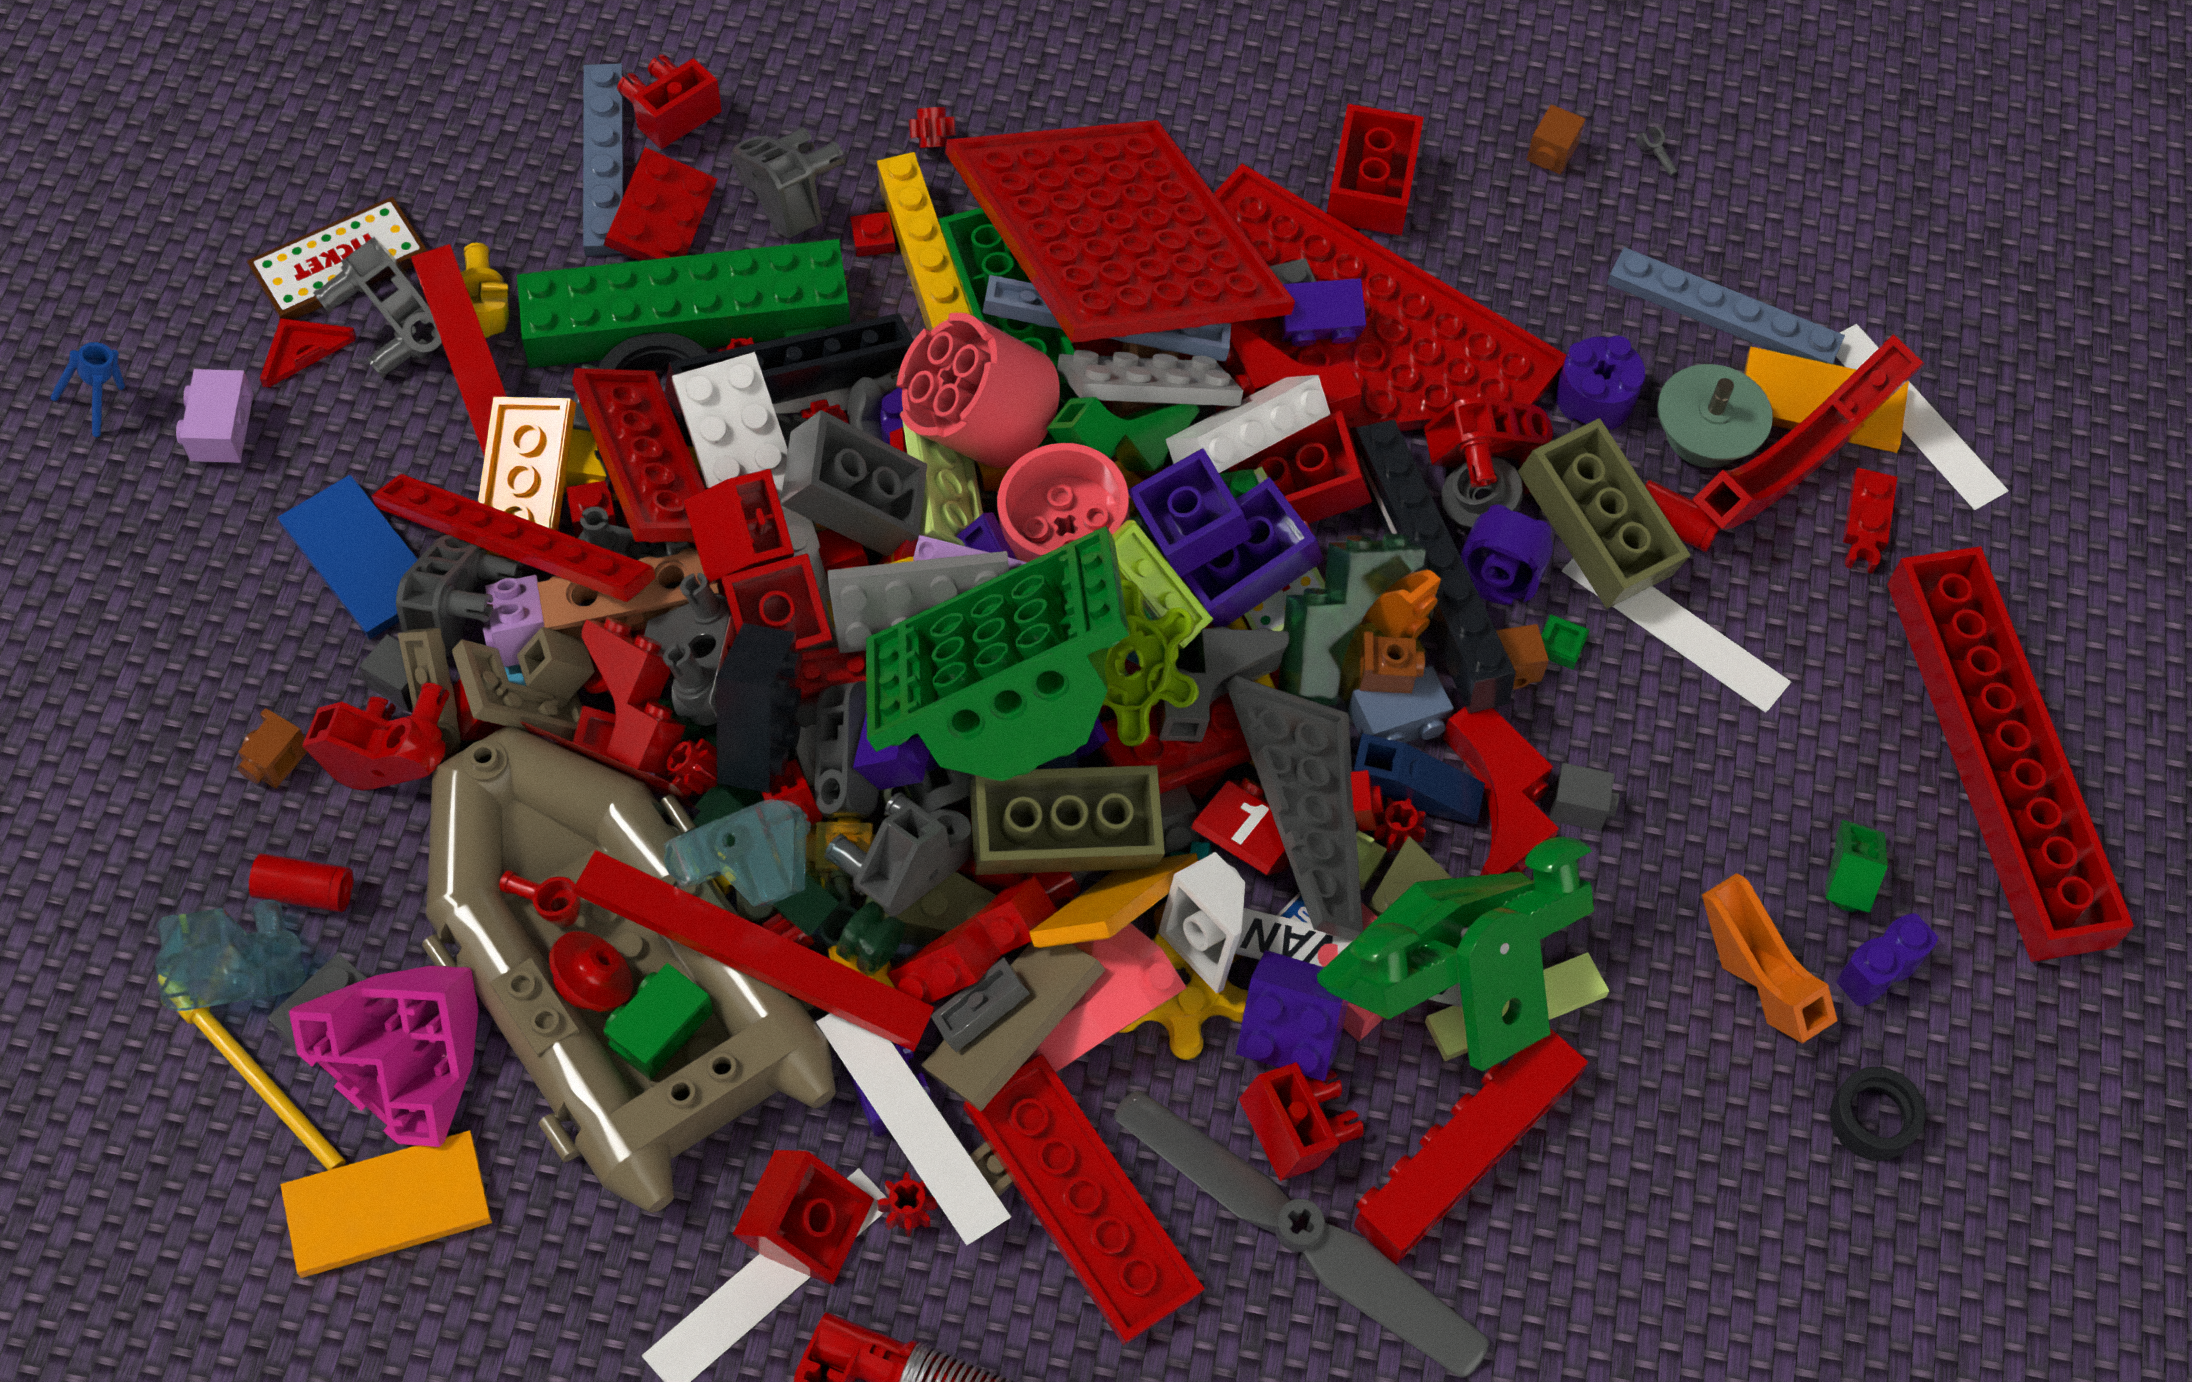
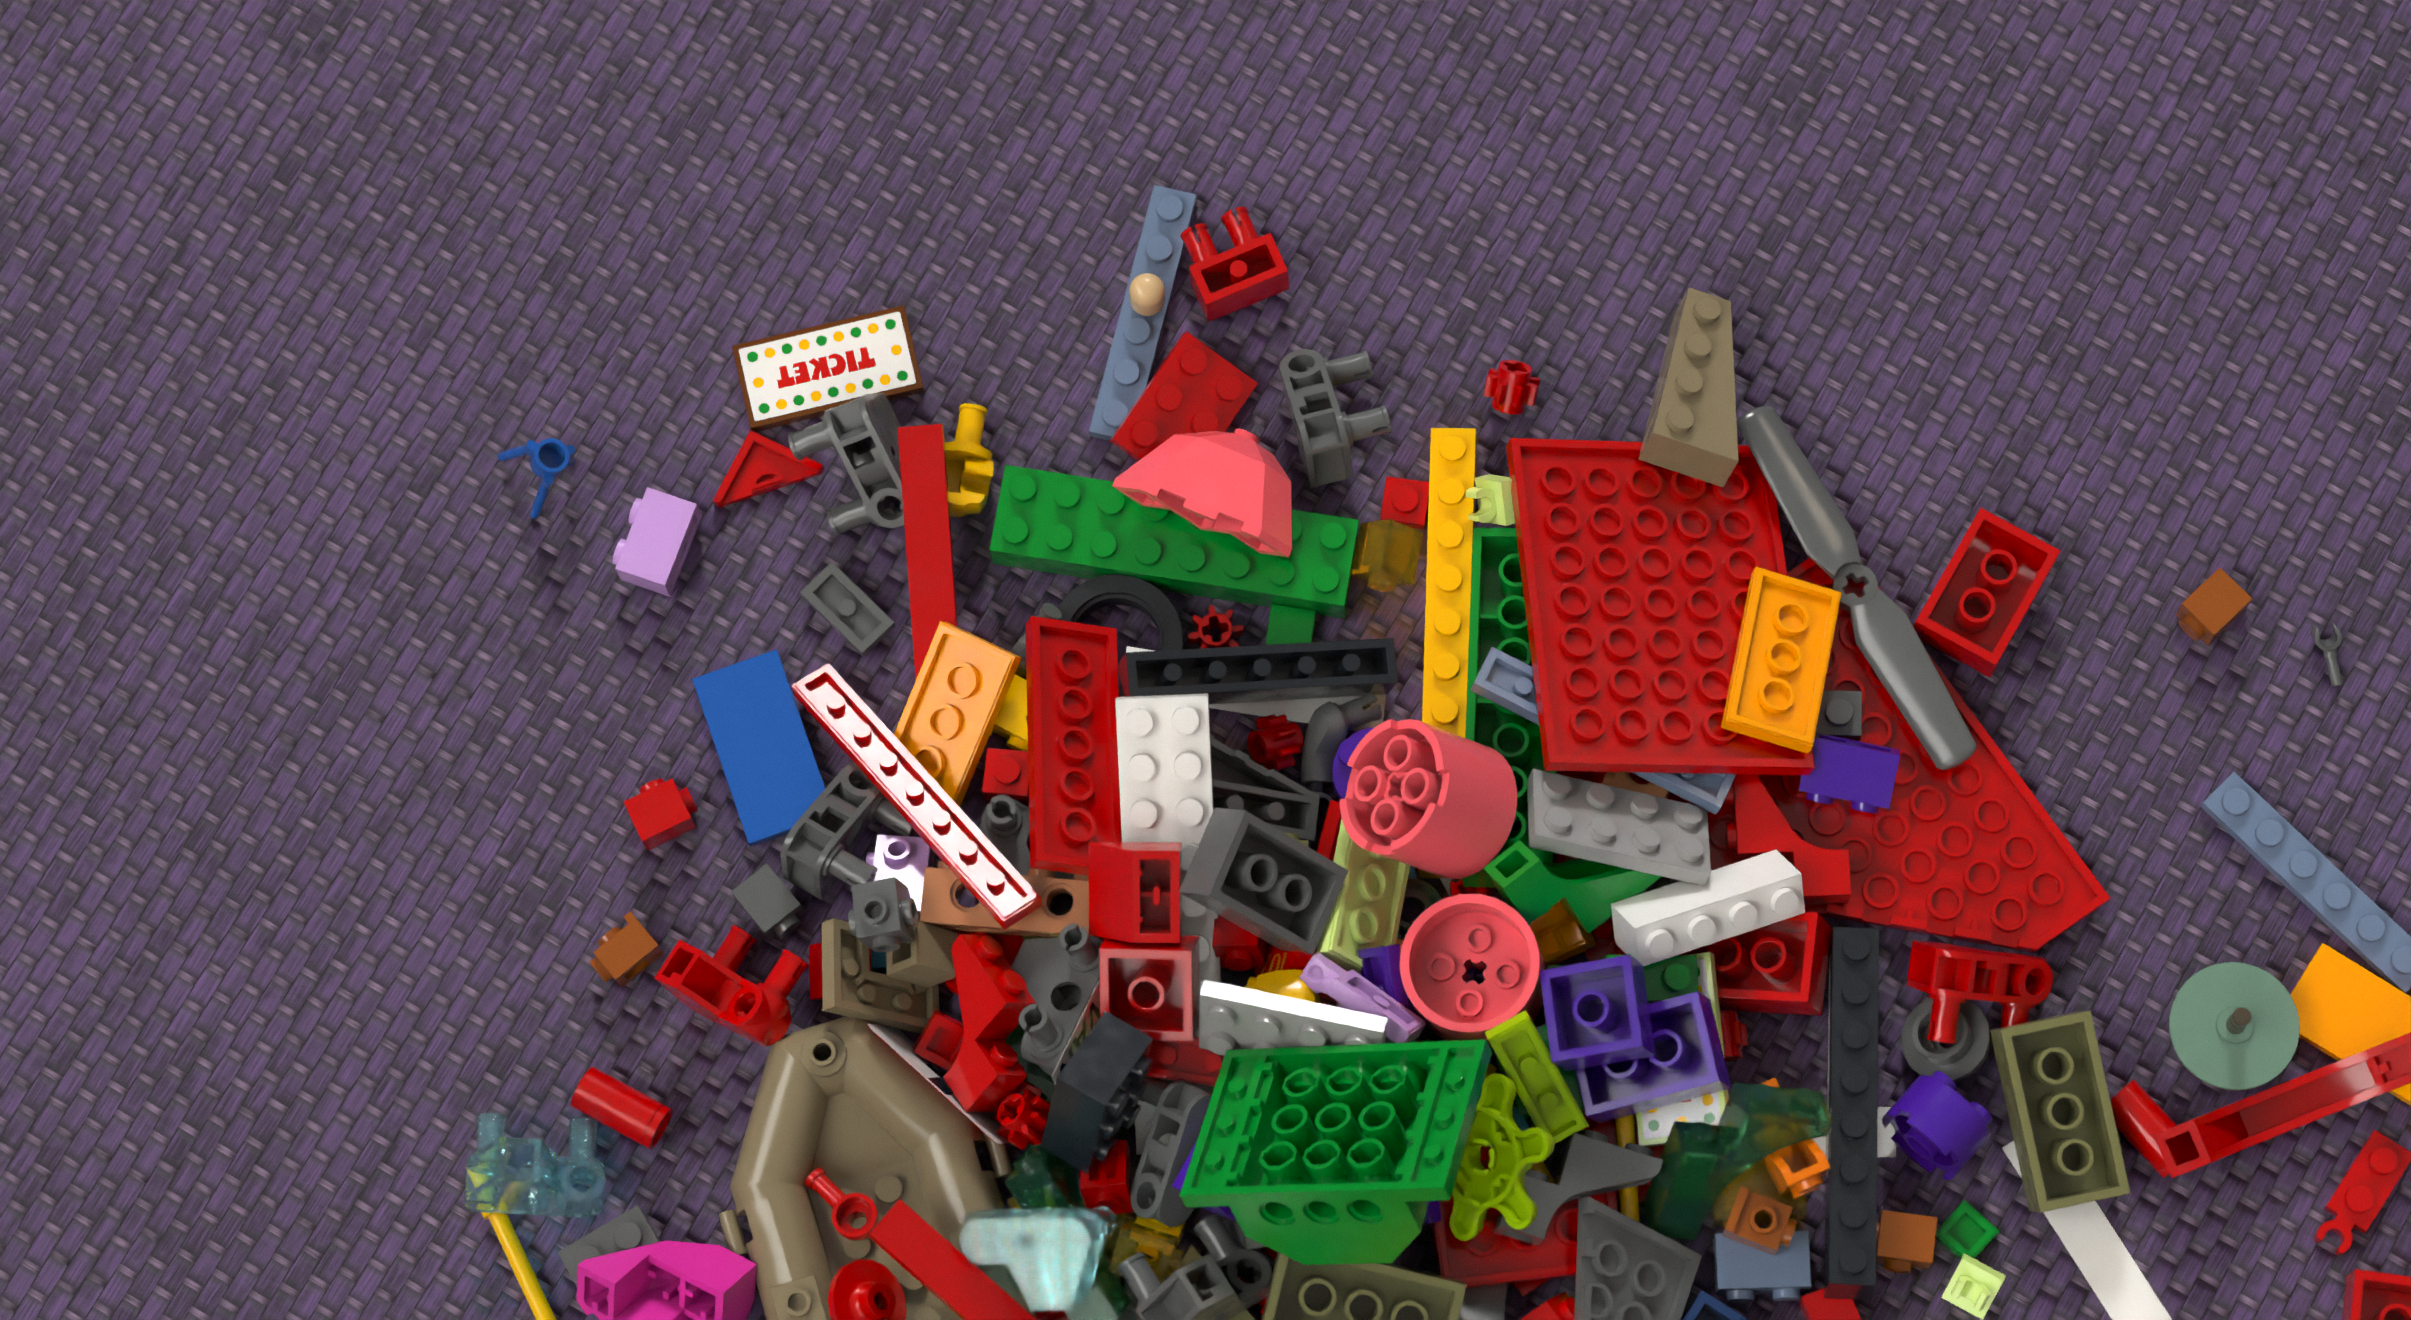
camera: 30 degrees right, 15 degrees up
(275, 628) = (661, 812): none -> red brick
(407, 428) = (847, 609): none -> dark grey plate
(427, 663) = (794, 931): dark tan plate -> none
(507, 623) = (883, 914): none -> dark grey brick
(602, 130) = (1147, 294): none -> tan piece
(706, 238) = (1218, 486): none -> coral brick
(871, 264) = (1387, 554): none -> clear yellow brick
(950, 194) = (1493, 500): none -> yellowish green tile
(1087, 87) = (1694, 398): none -> dark tan wedge
(1234, 238) = (1781, 660): none -> light orange tile
(1294, 203) = (1878, 623): none -> dark grey piece
(1587, 677) = (1973, 1286): none -> yellowish green tile
(1600, 381) = (2149, 924): dark purple brick -> none

